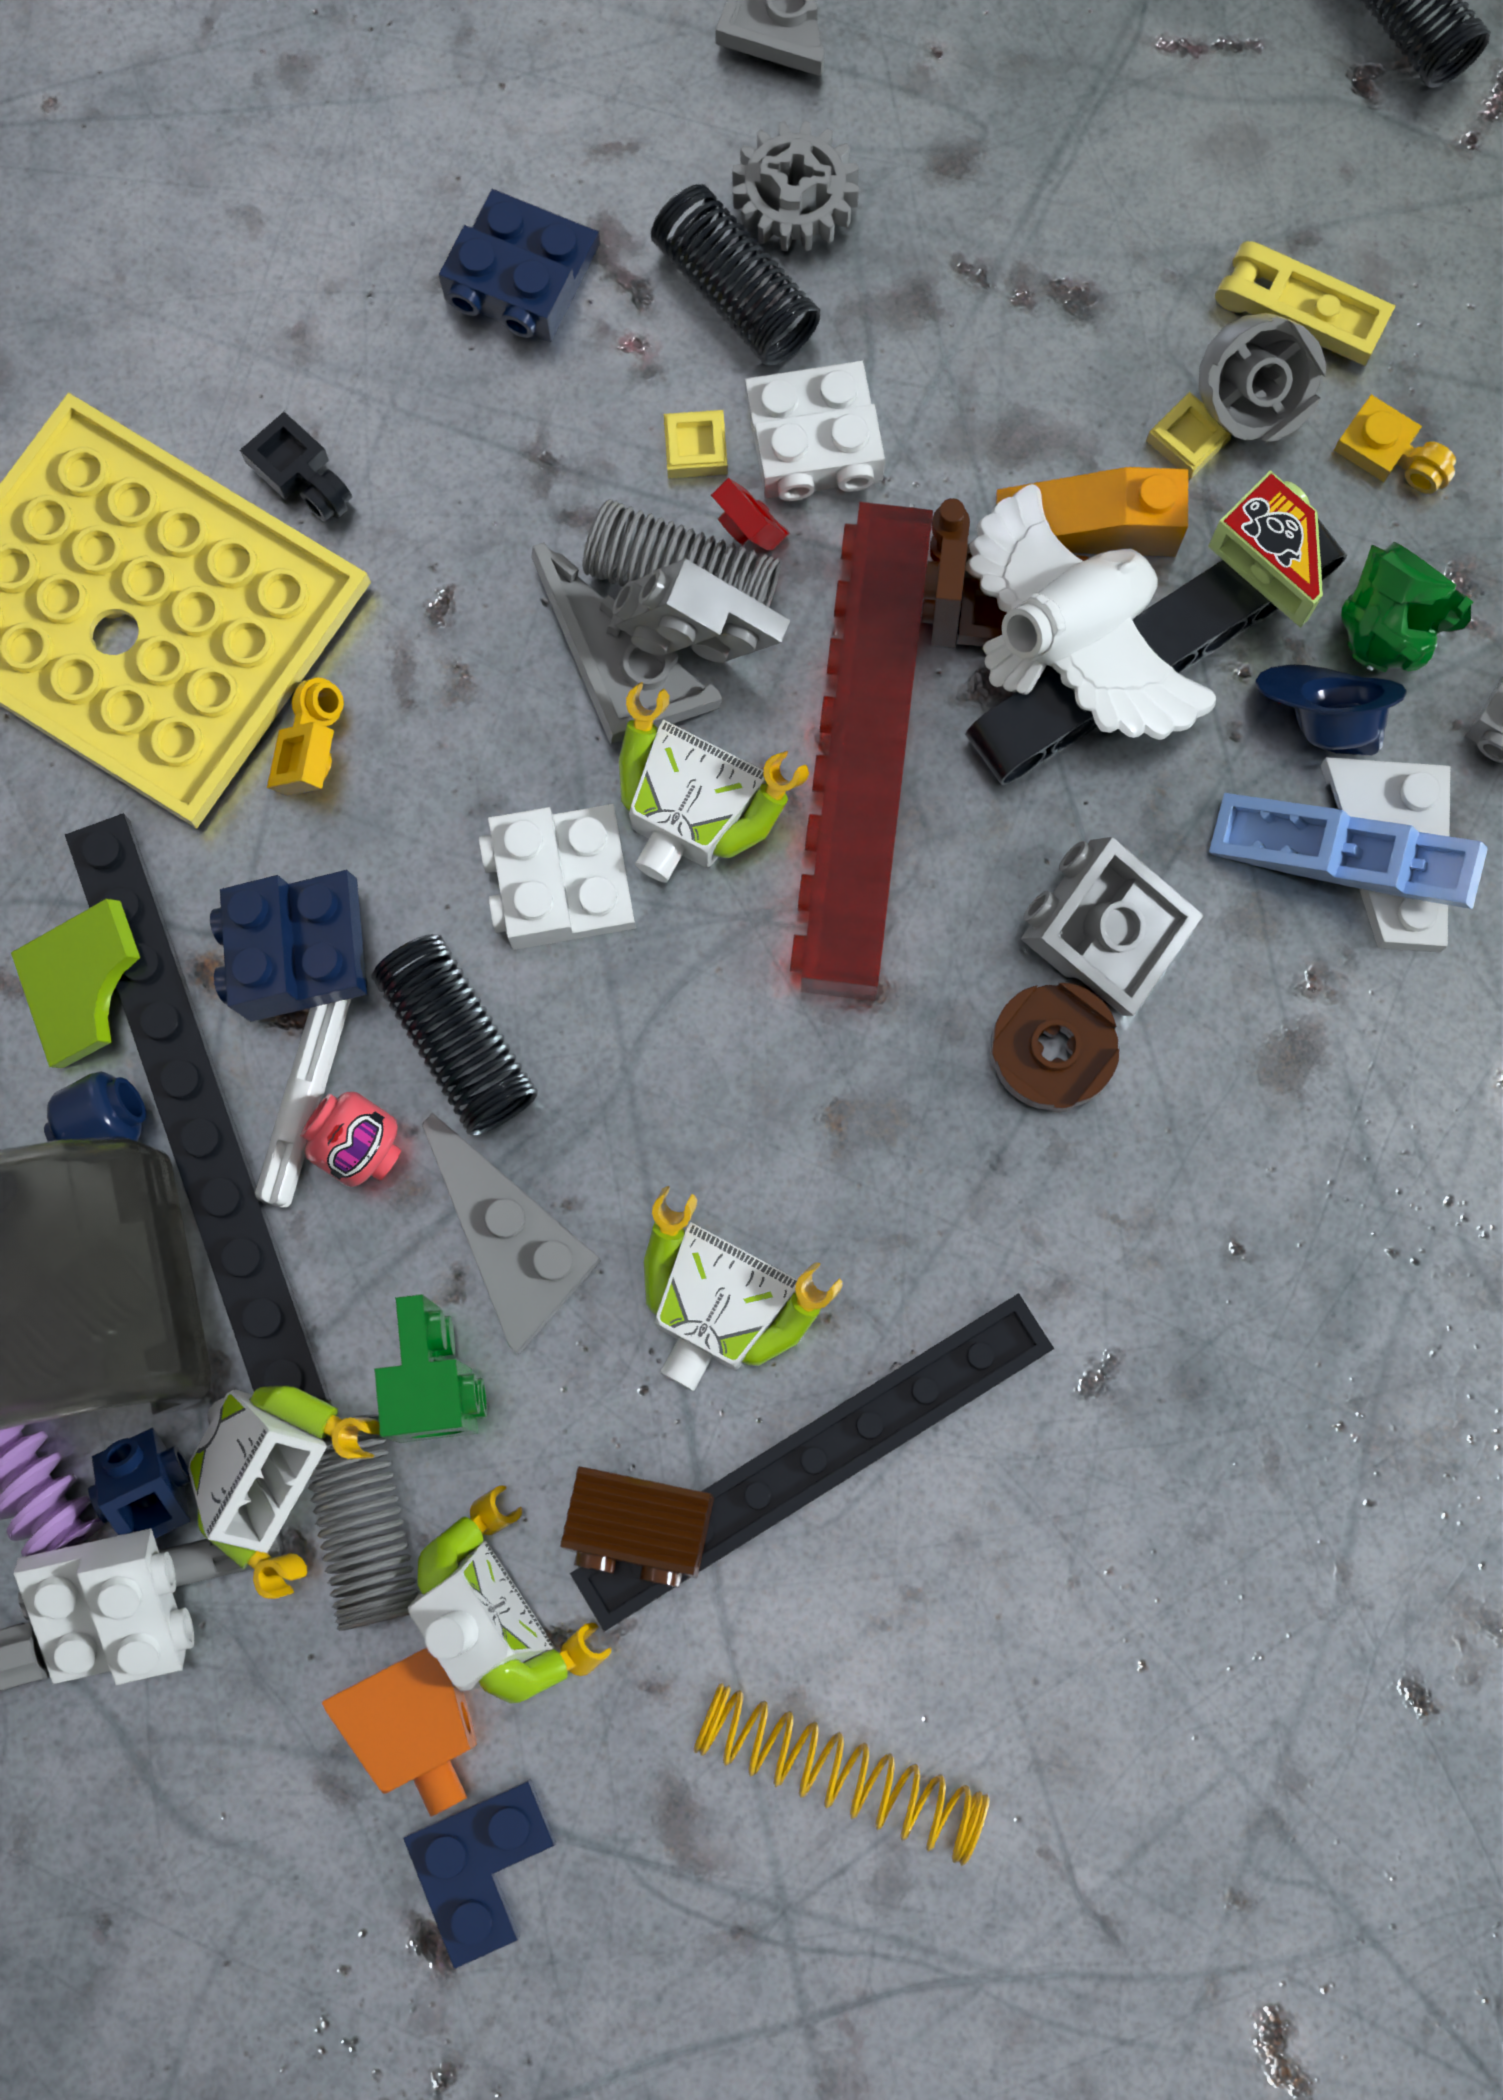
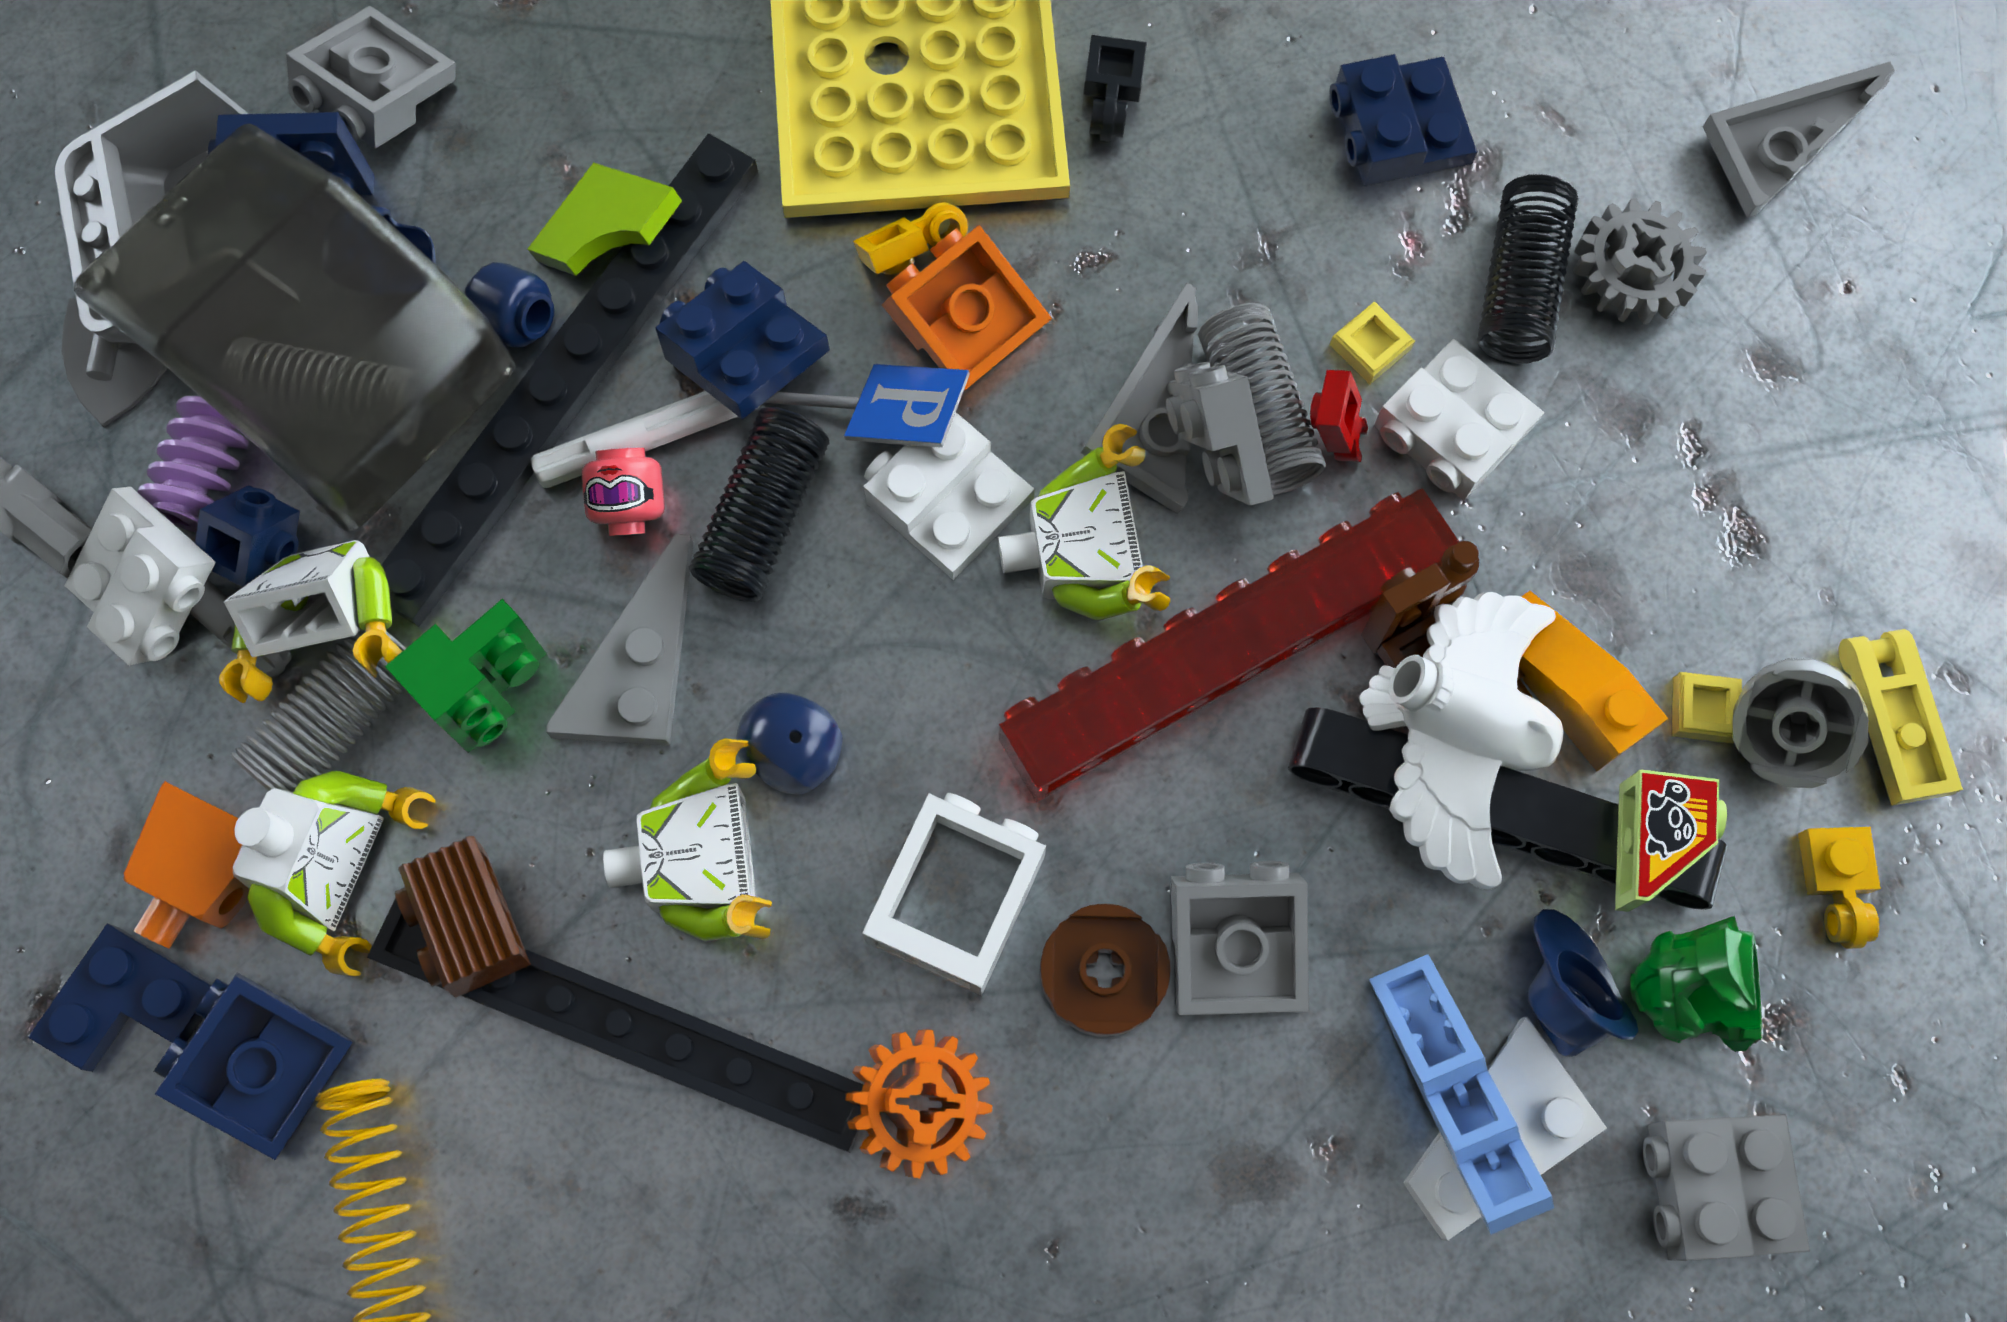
camera: 50 degrees right, 5 degrees down
(407, 739) = (965, 305): none -> orange plate
(456, 857) = (896, 405): none -> blue piece
(622, 1789) = (251, 1064): none -> dark blue plate
(662, 1159) = (779, 761): none -> dark blue helmet
(938, 1173) = (926, 950): none -> white window
(1085, 1274) = (919, 1128): none -> orange gear

